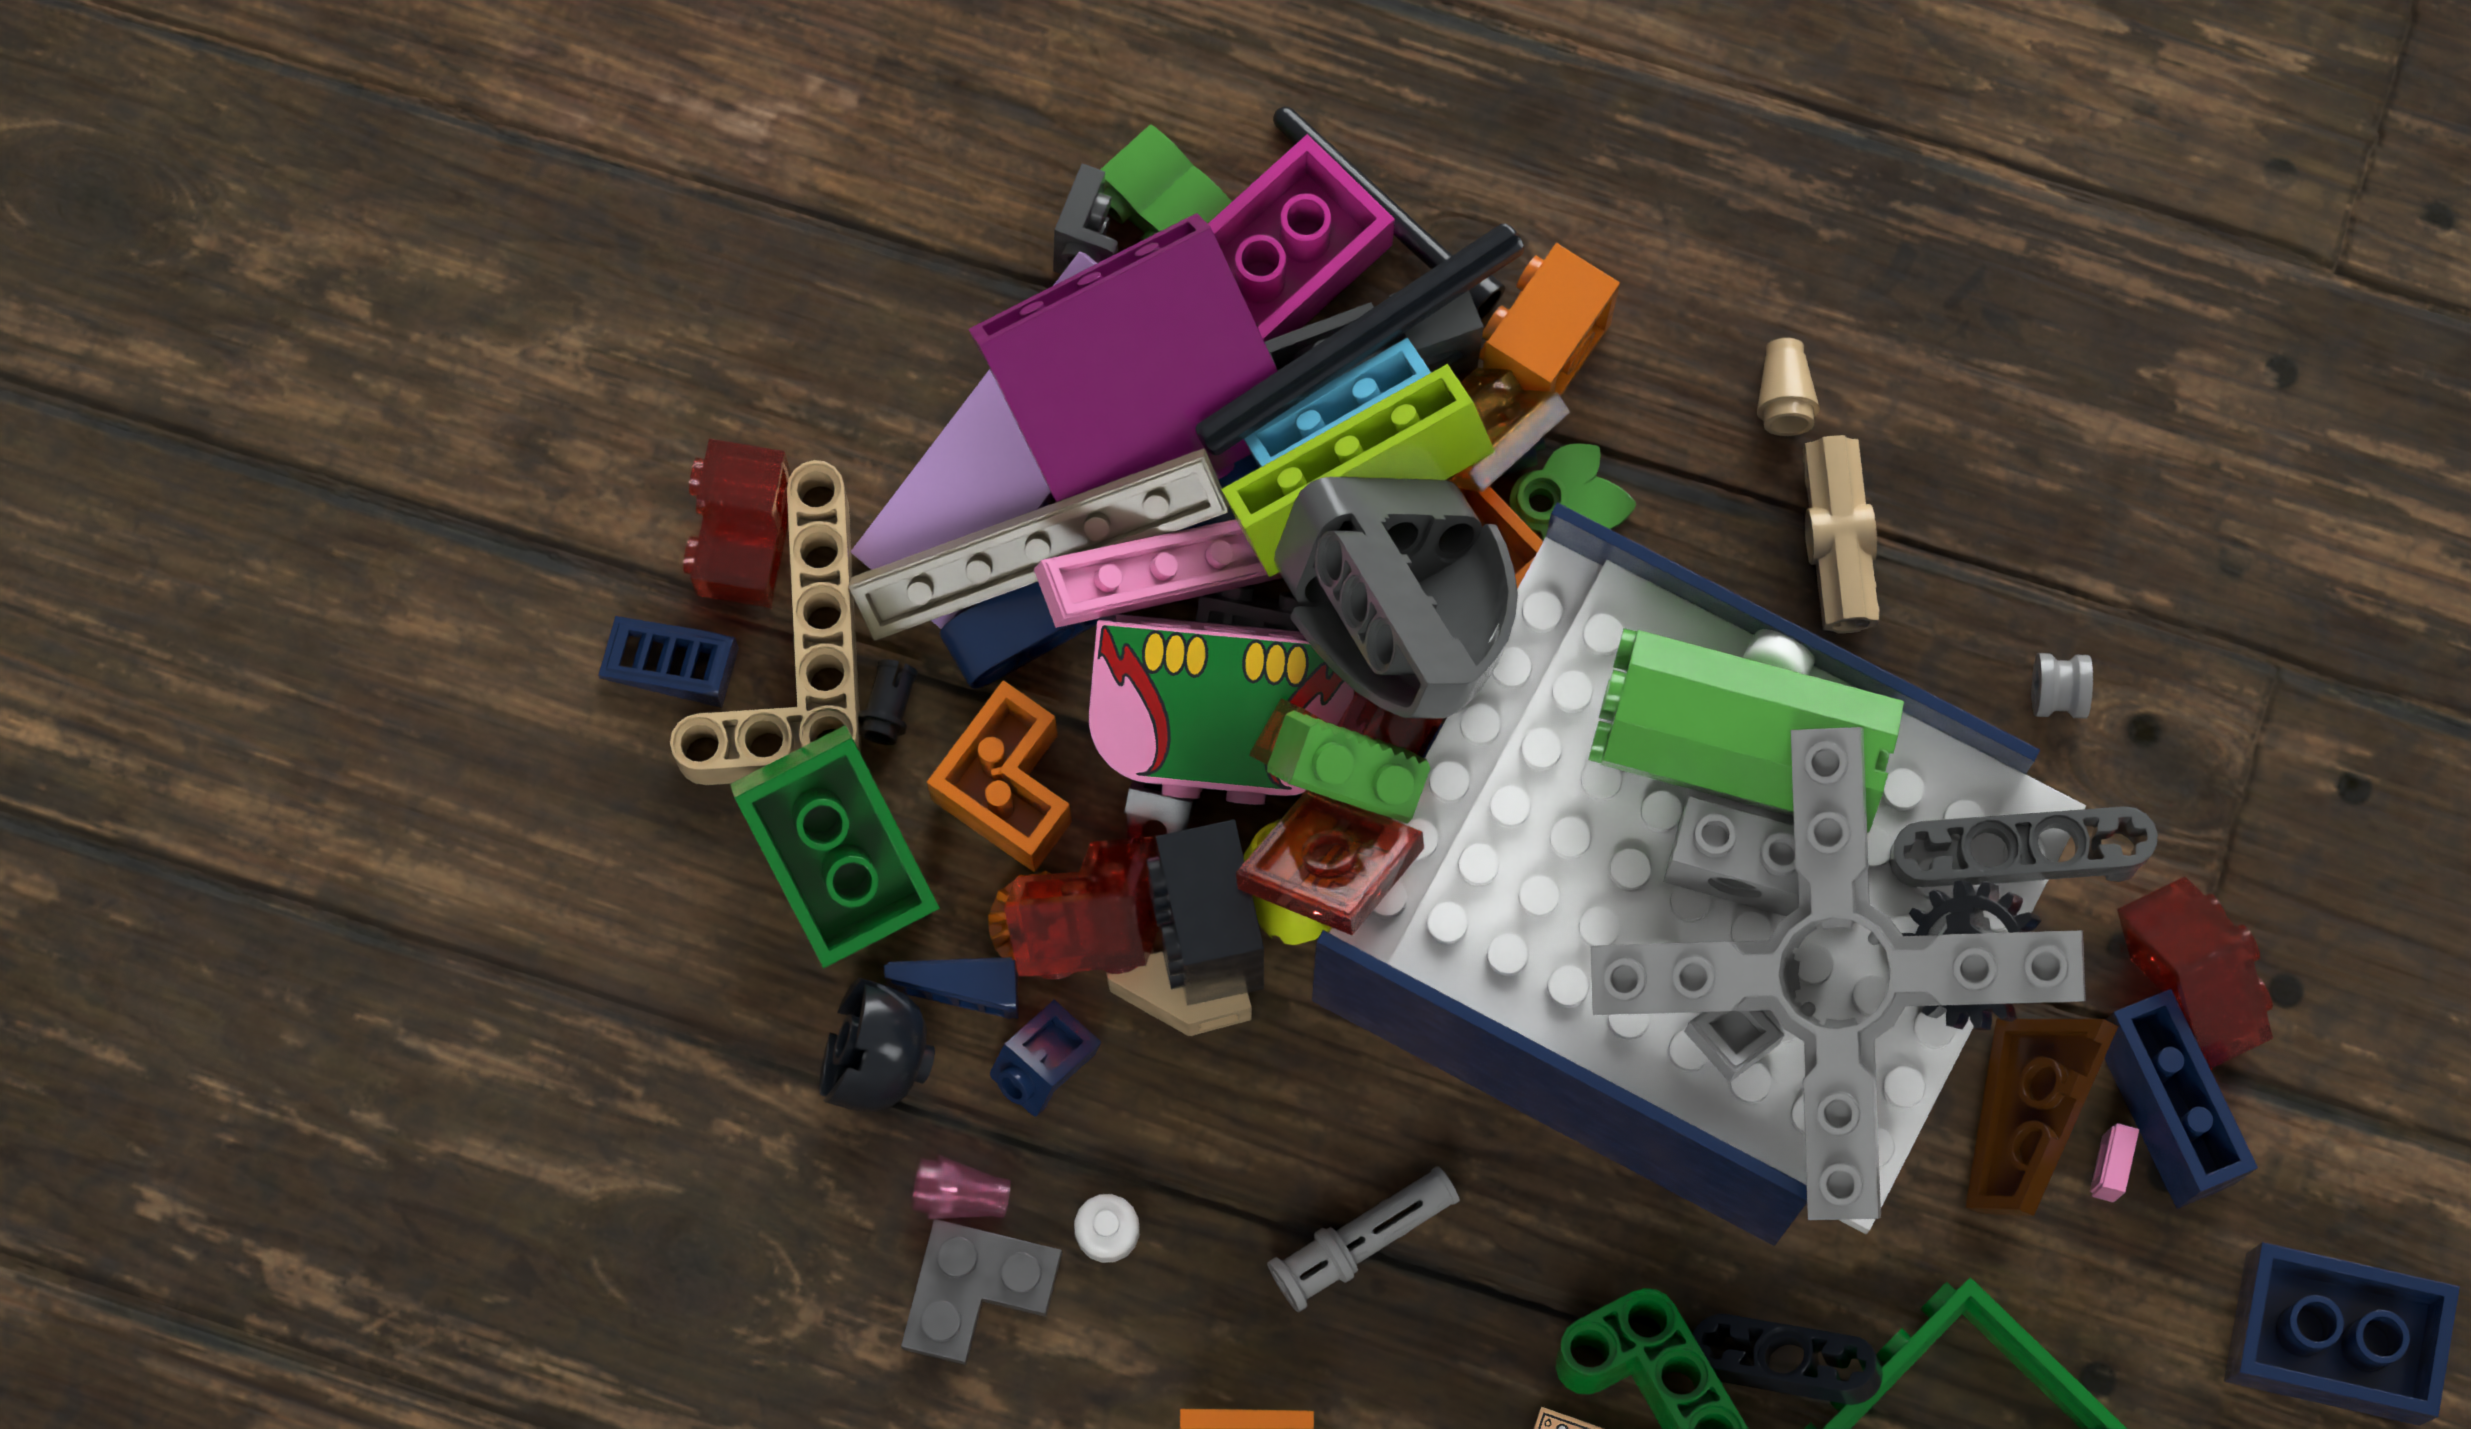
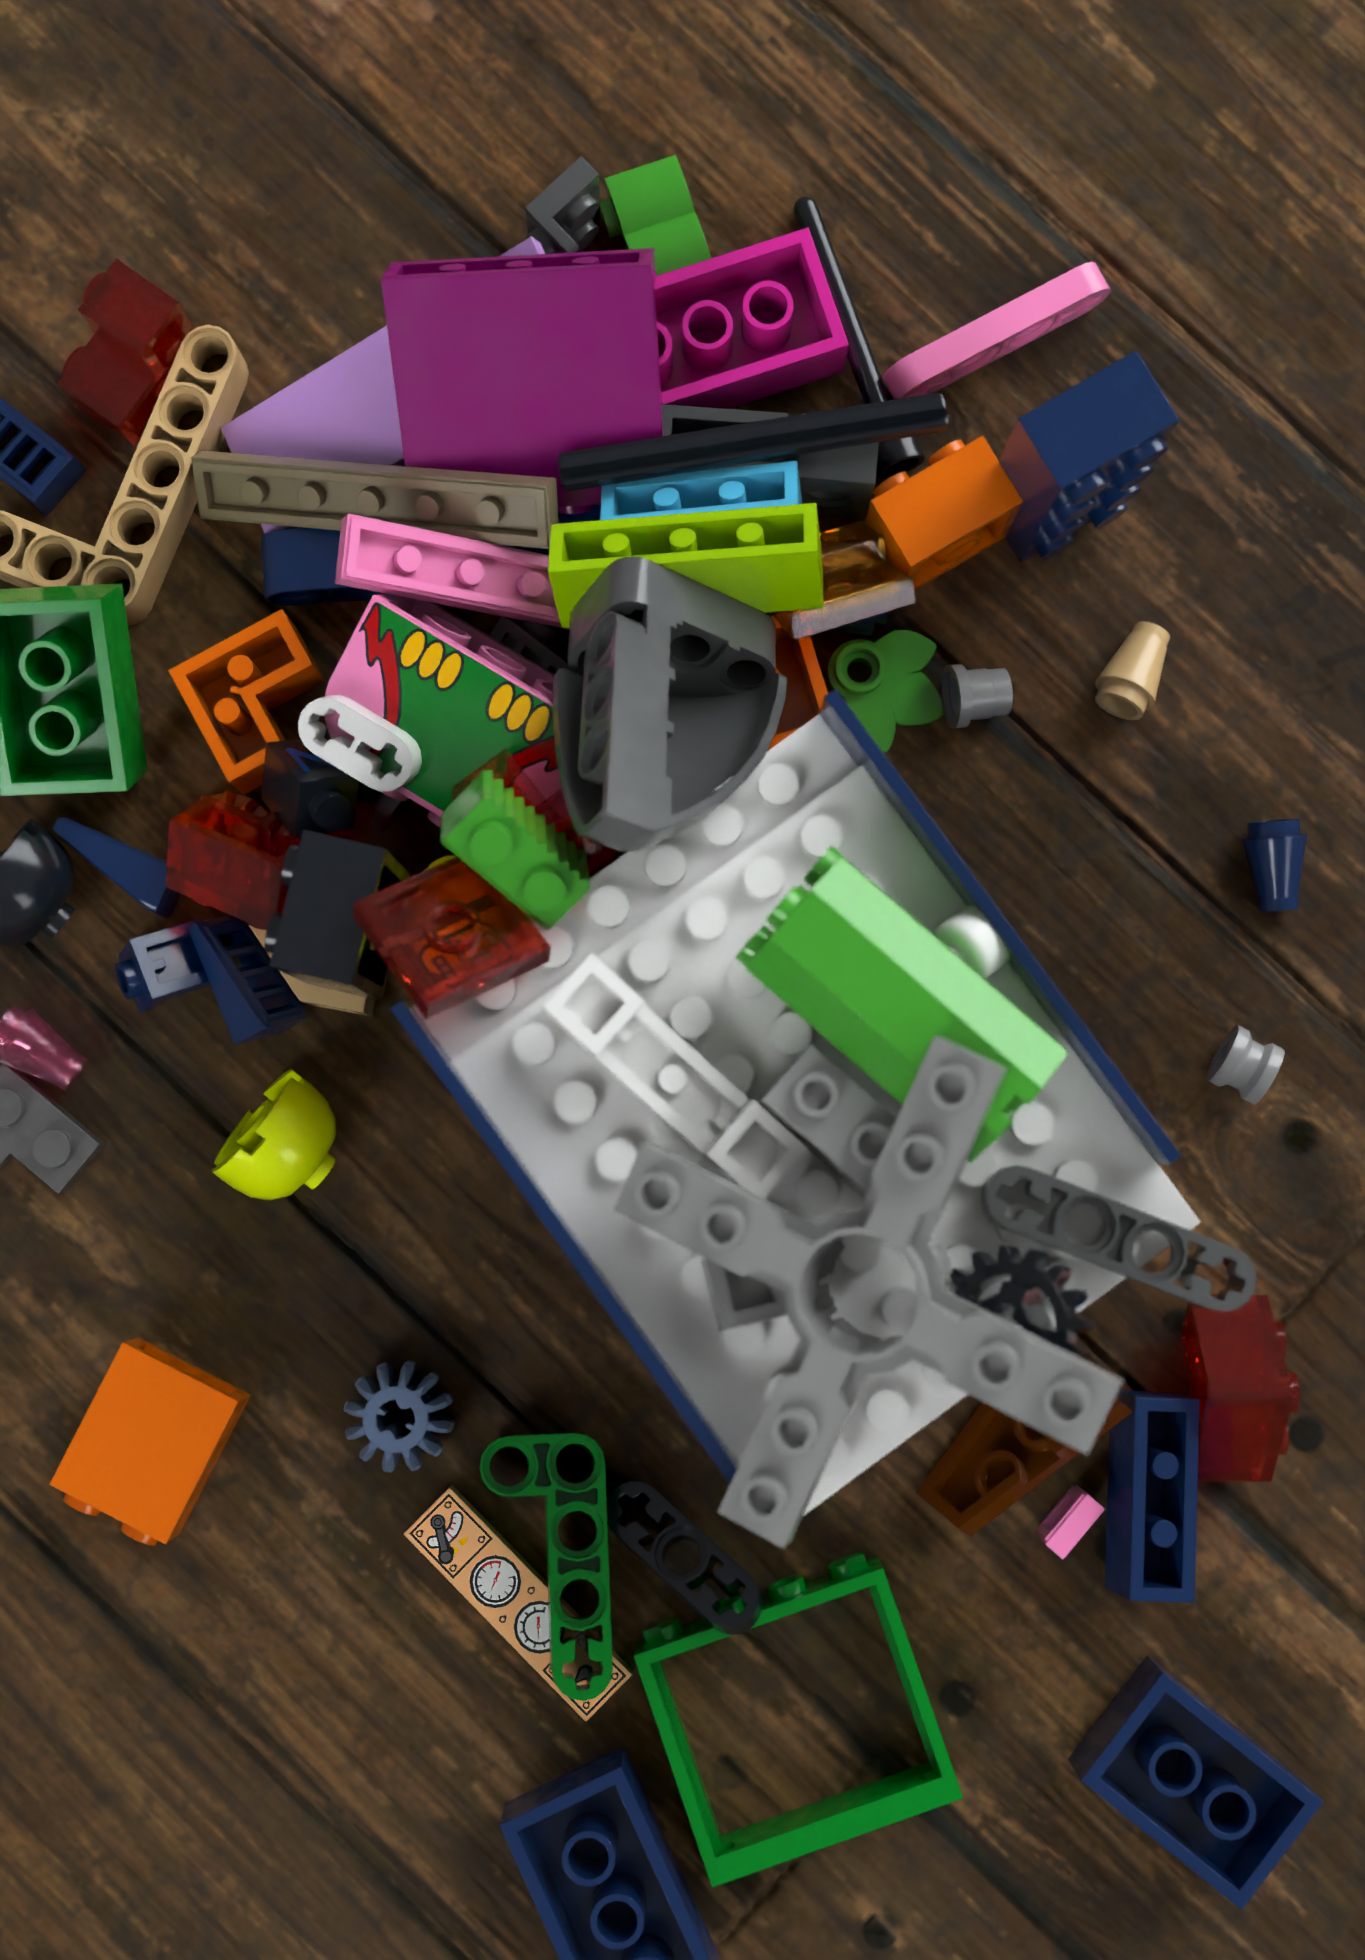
camera: 30 degrees right, 10 degrees up
(887, 704) = (184, 583): black pin -> none
(1106, 1228) = (151, 1142): white piece -> none
(1108, 823) = (307, 790): none -> black brick
(1125, 1036) = (252, 1010): none -> dark blue slope
(1146, 741) = (351, 755): none -> white beam
(1232, 1161) = (280, 1142): none -> neon yellow cylinder
(1337, 1261) = (338, 1263): light grey pin -> none
(1464, 1384) = (391, 1436): none -> sand blue gear
(1513, 151) = (997, 333): none -> bright pink beam
(1580, 889) = (673, 1078): none -> white slope
(1655, 473) = (974, 694): none -> light grey piece
(1656, 222) = (1085, 455): none -> dark blue brick
(1840, 534) = (1114, 829): tan piece -> none
(1997, 496) = (1276, 862): none -> dark blue cone

